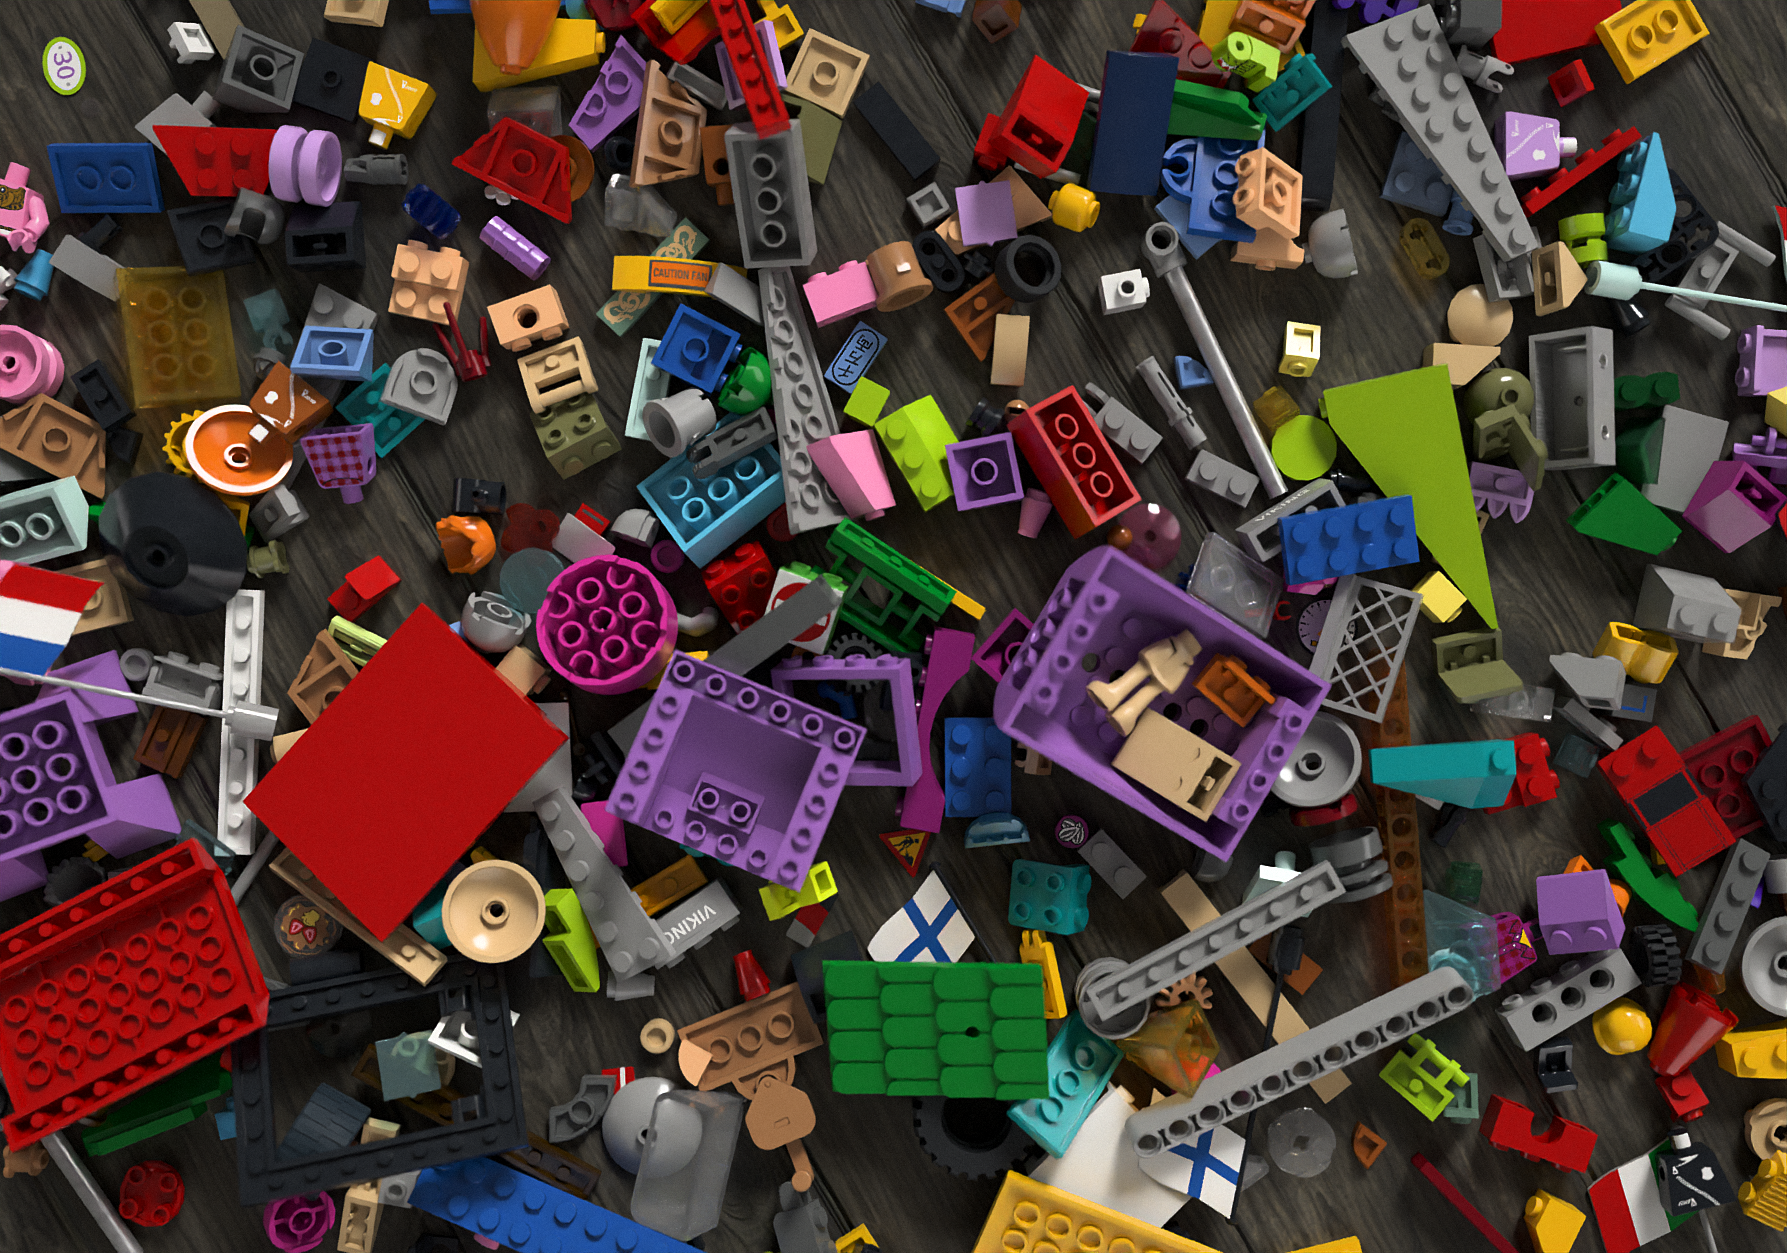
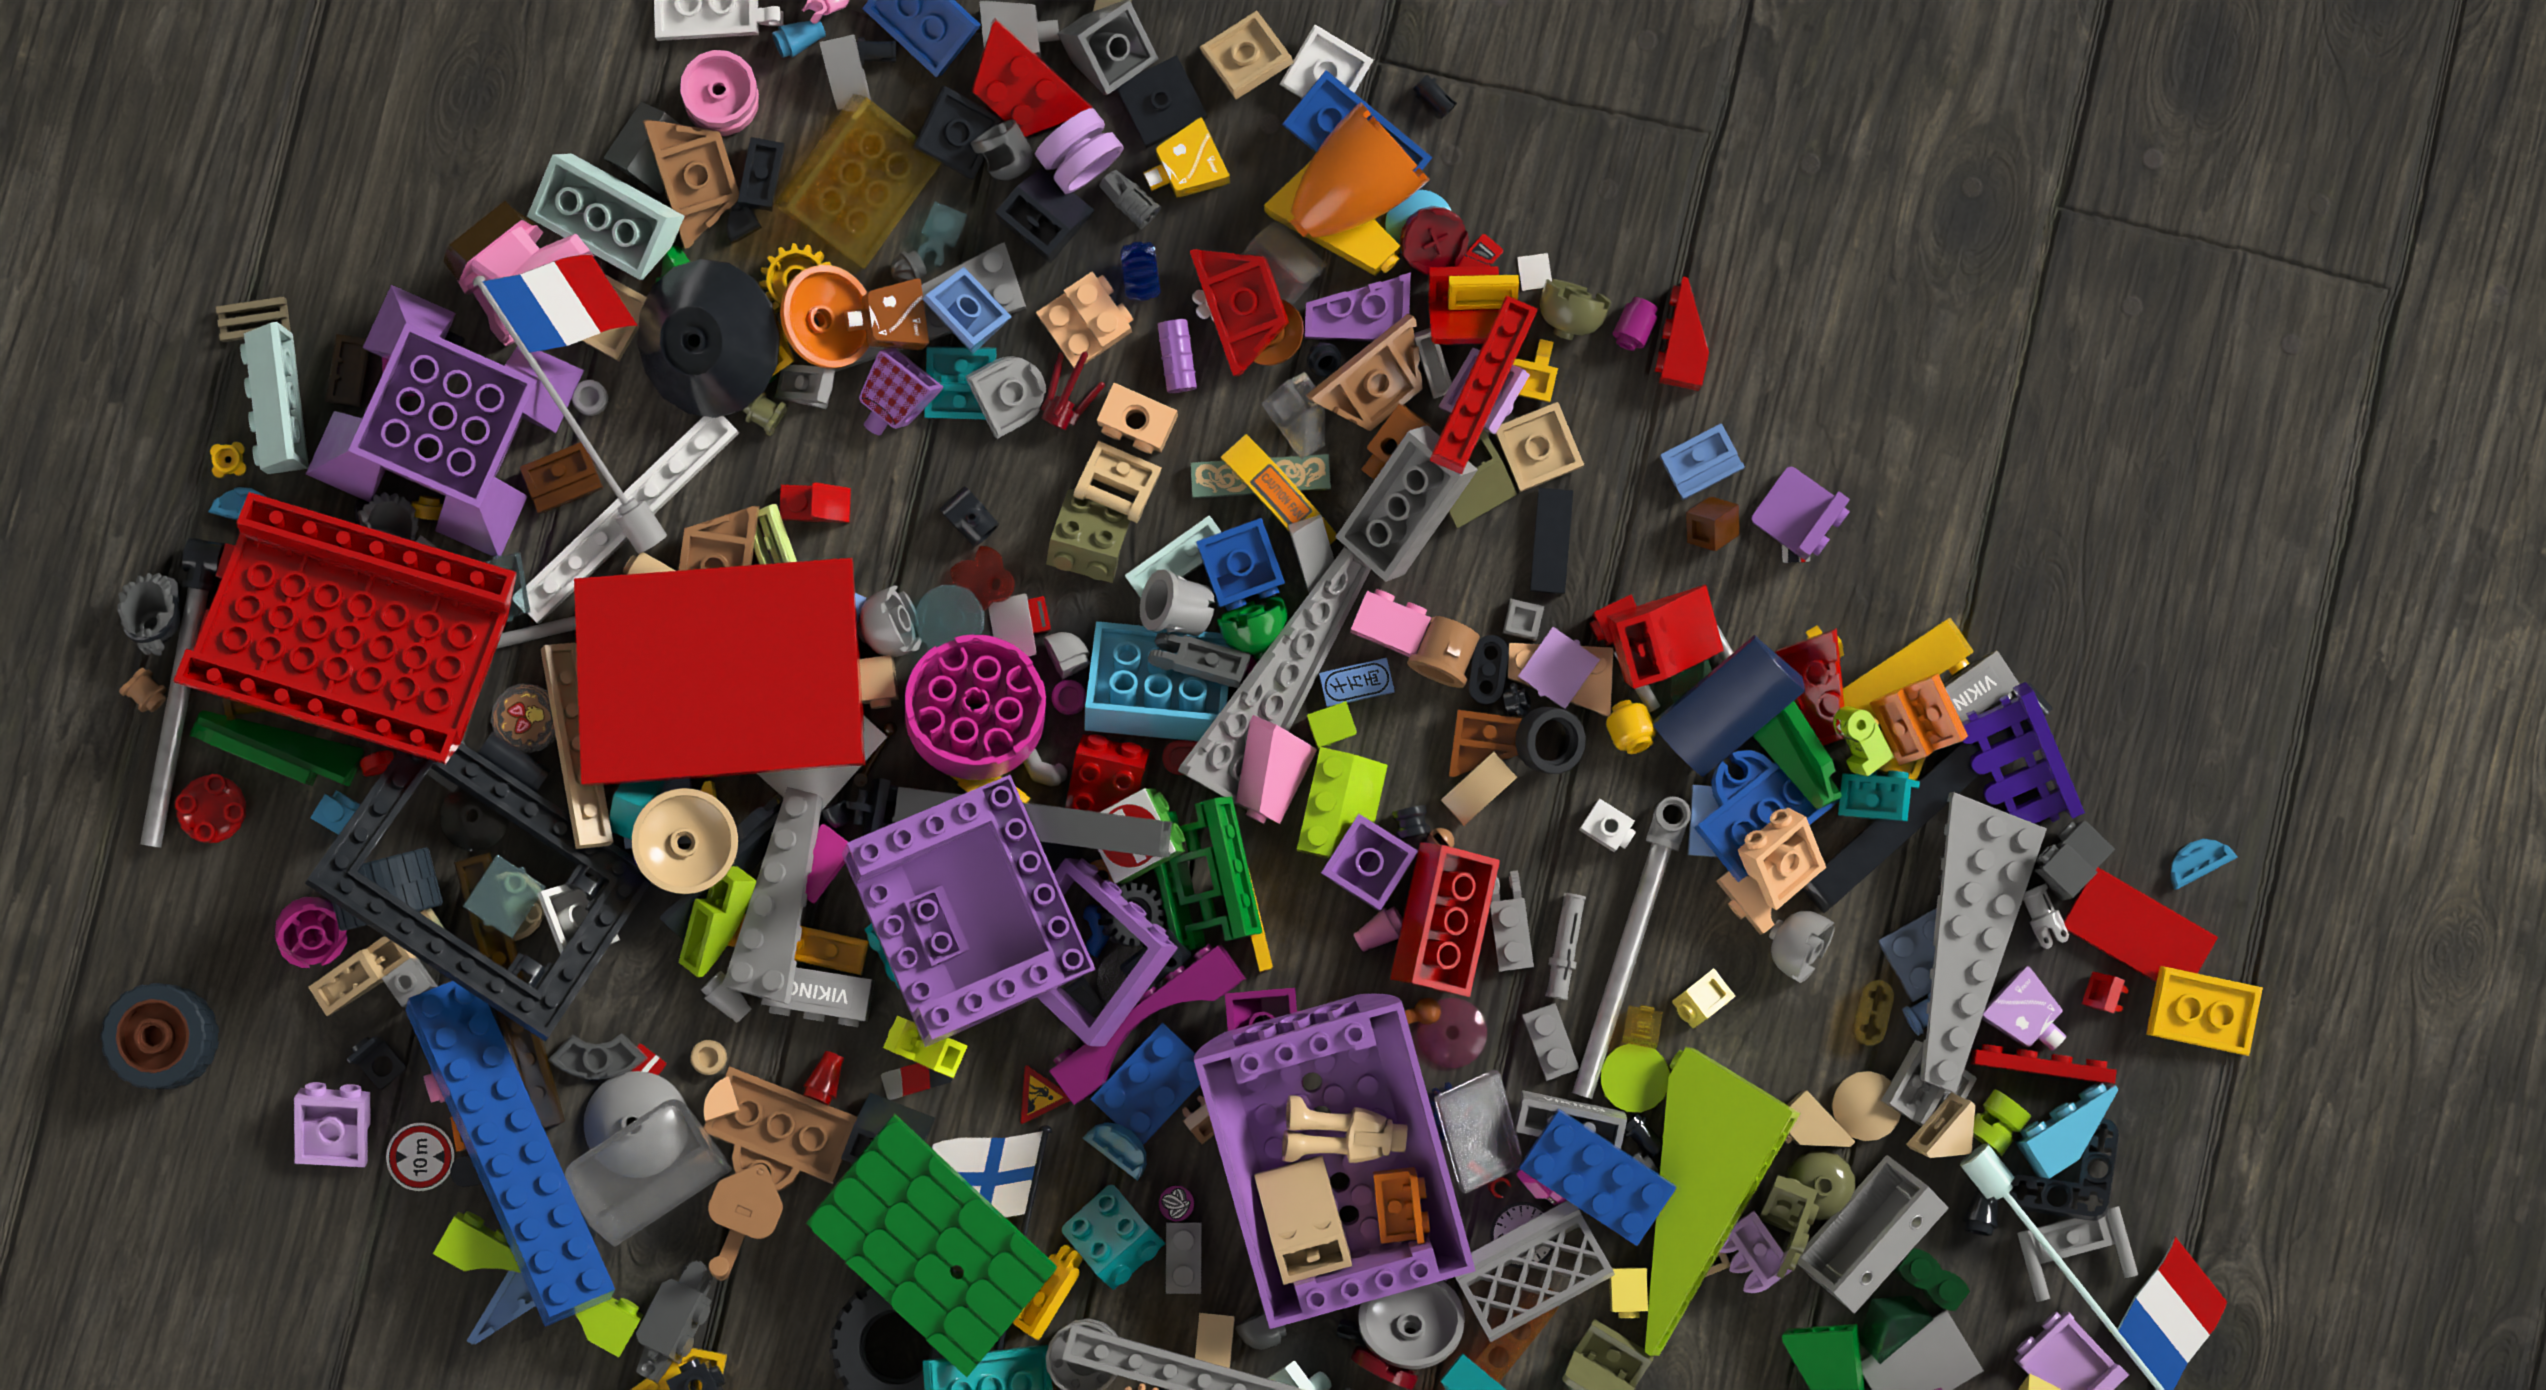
camera: 45 degrees right, 5 degrees down
(185, 682) = (614, 445): light grey hinge -> none
(466, 543) = (926, 543): orange hair -> none
(1191, 373) = (1603, 938): medium blue tile -> none

